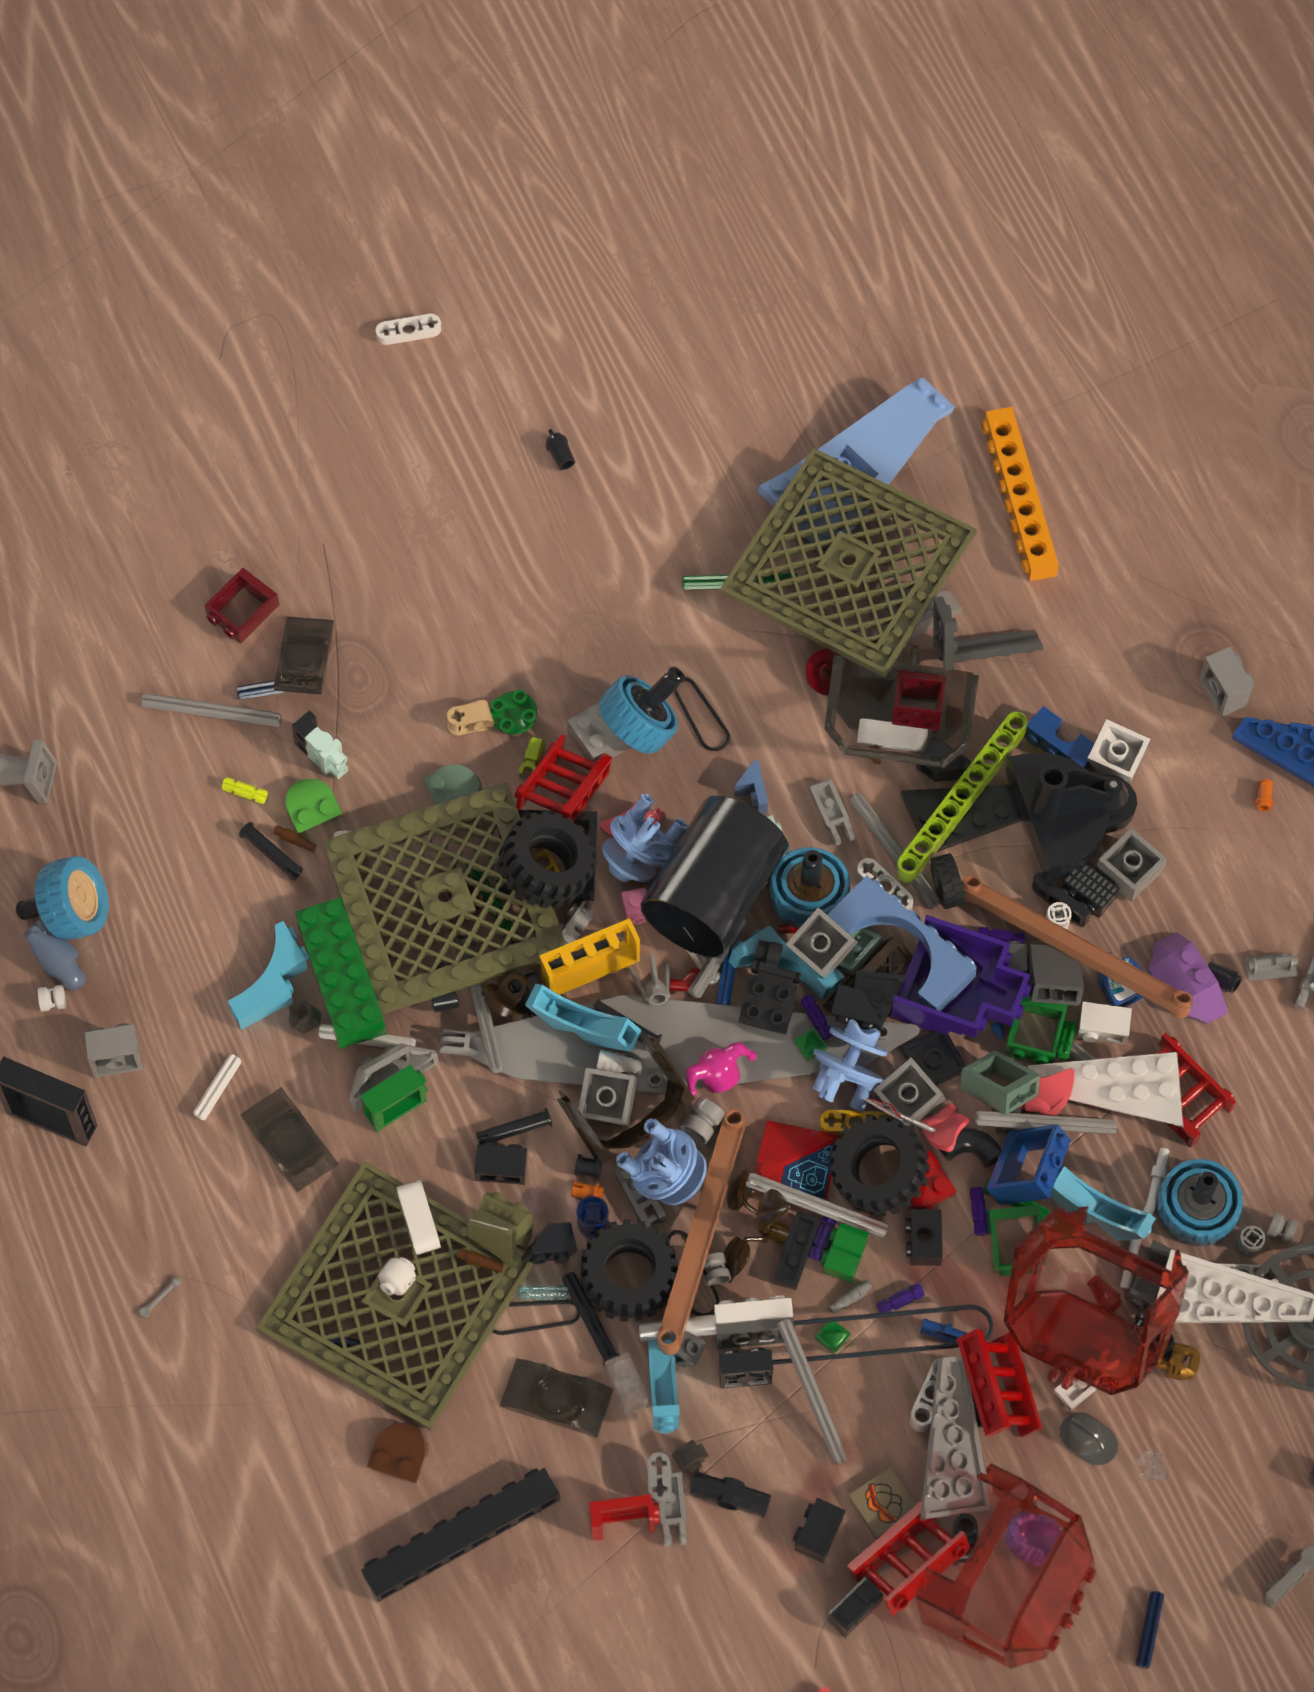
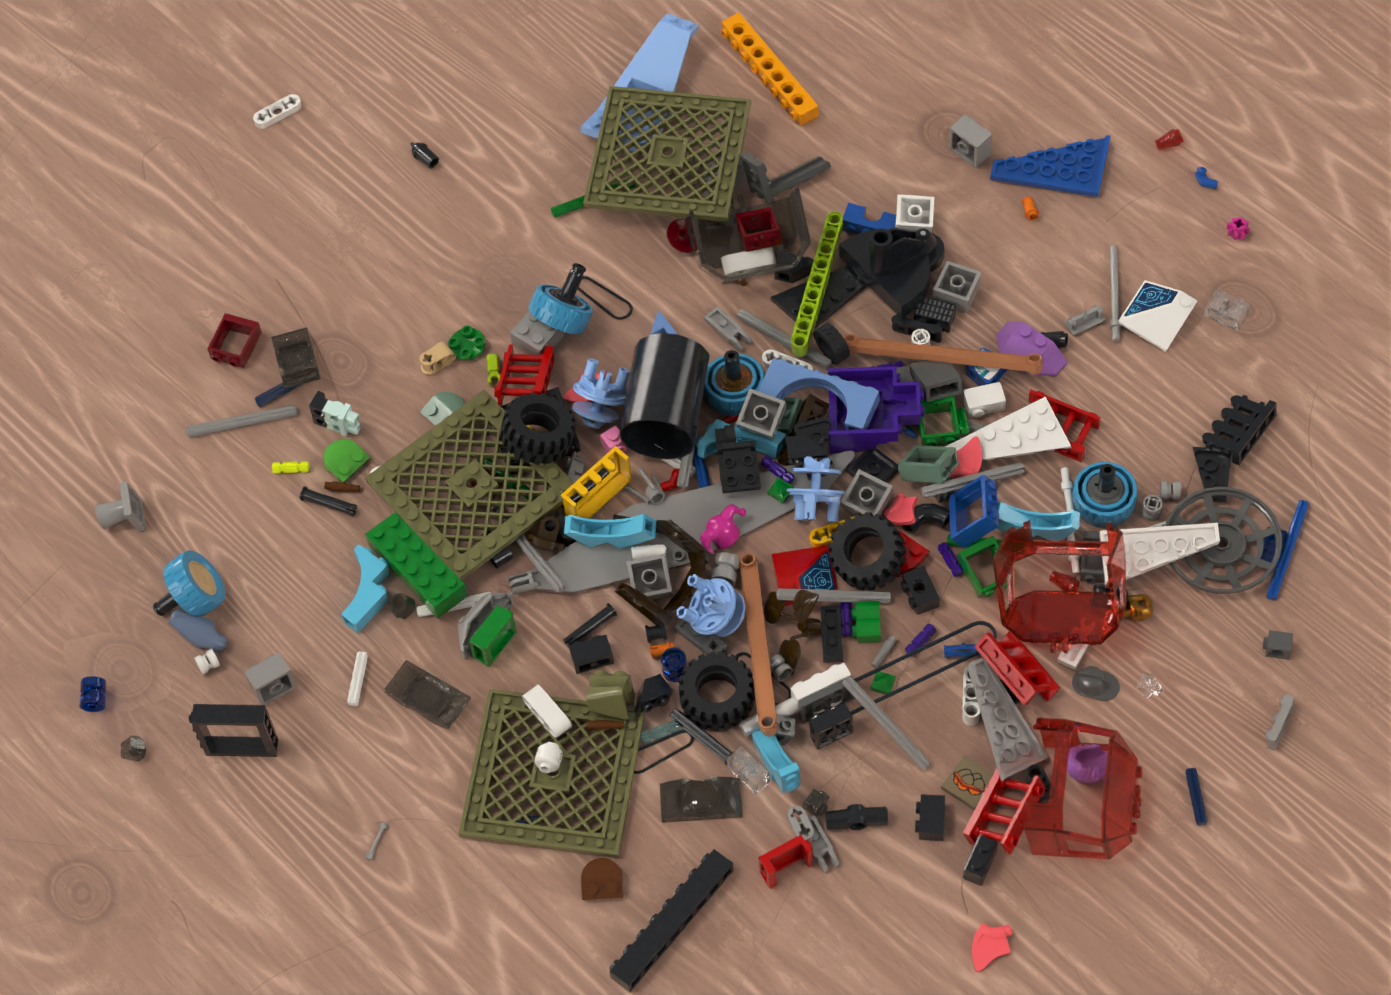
camera: 15 degrees left, 5 degrees down
(889, 1108) = (872, 511): light grey piece -> none

